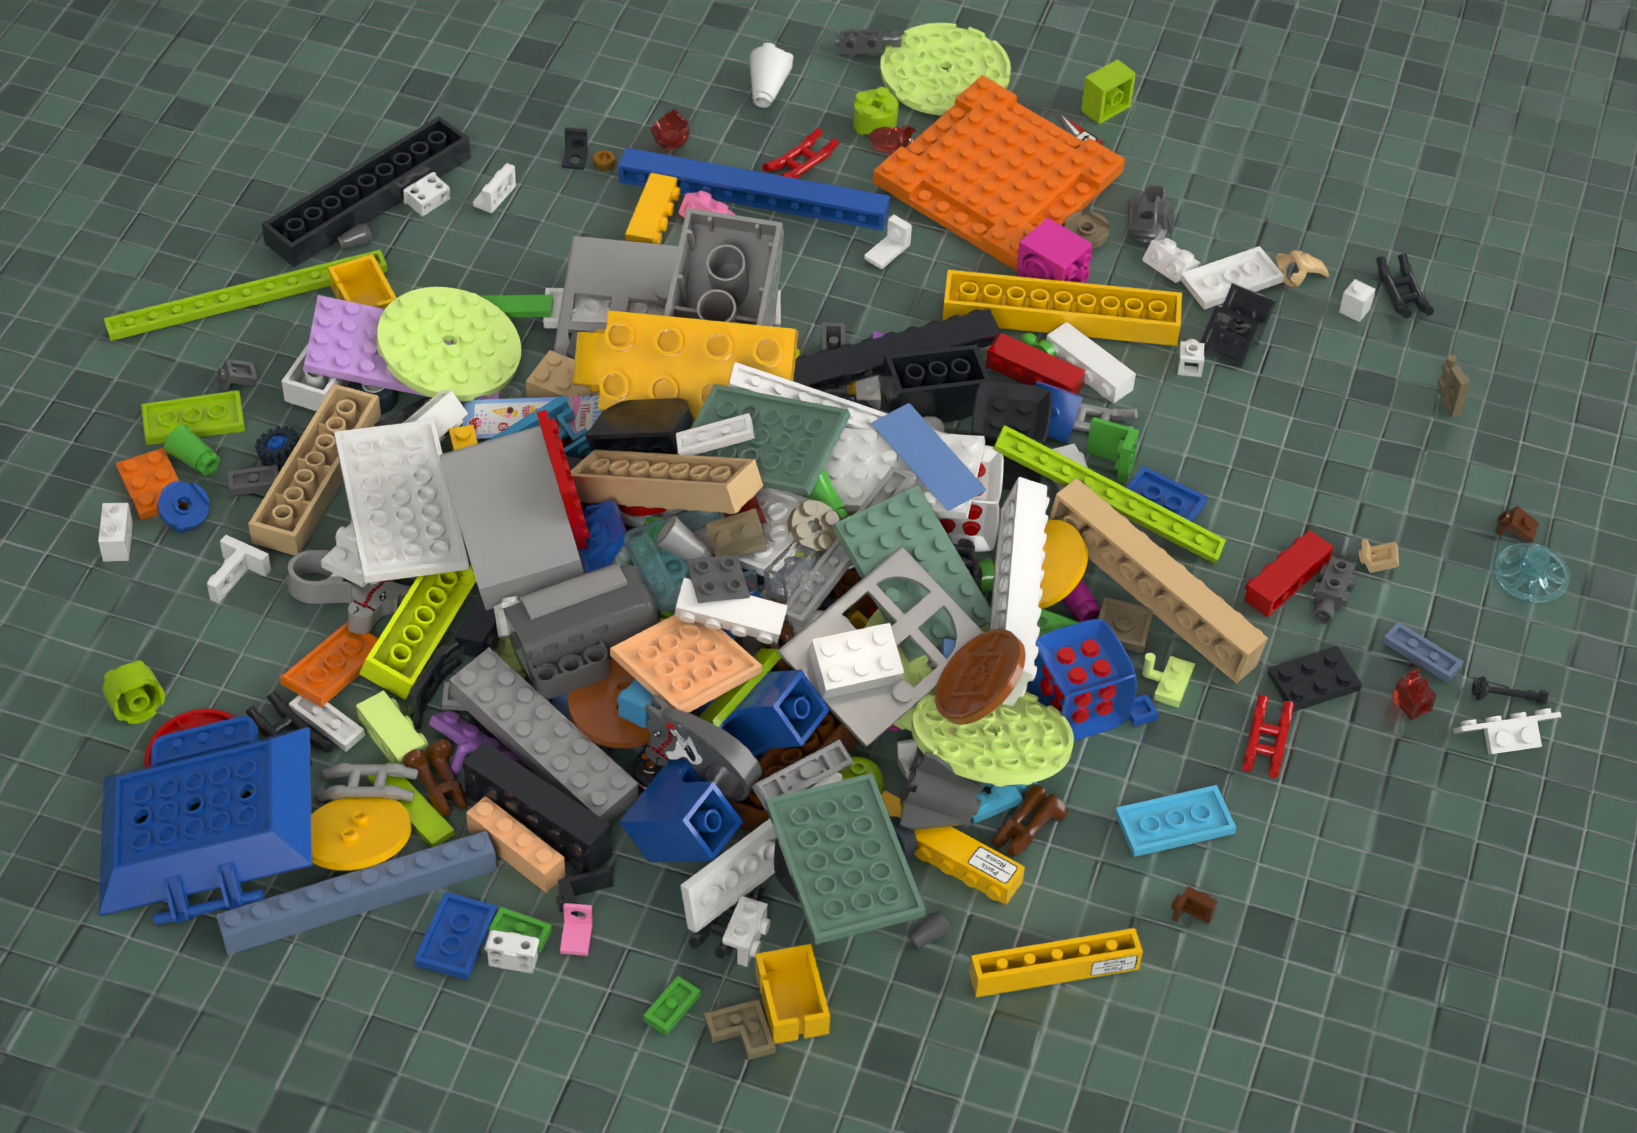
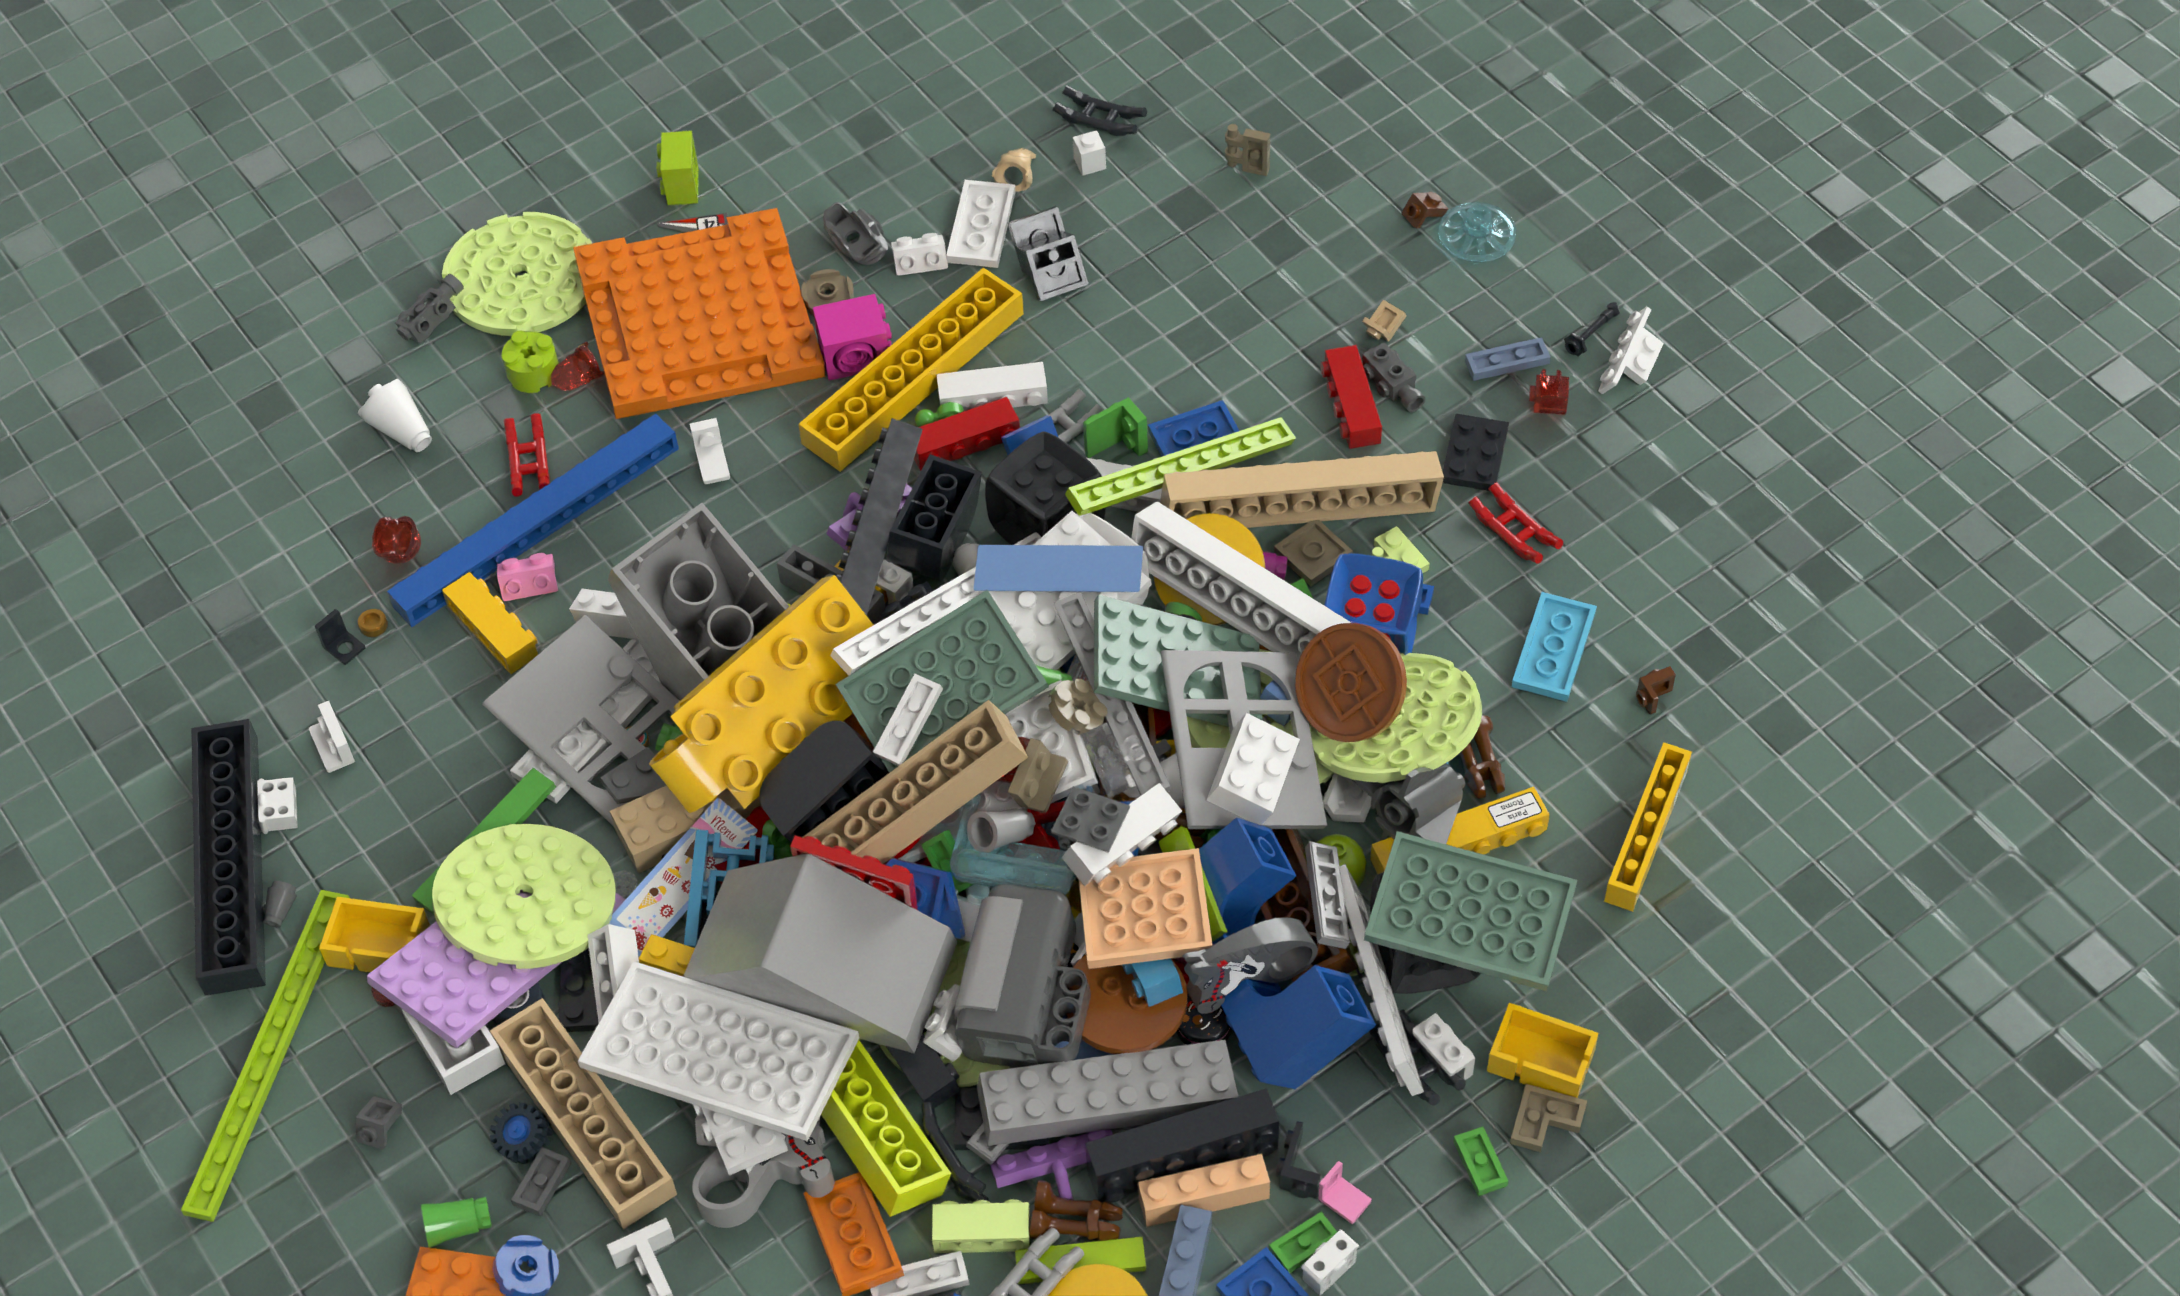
camera: 50 degrees left, 5 degrees up
(202, 414) = (394, 1196): lime tile -> none
(1191, 352) = (1050, 312): white brick -> none

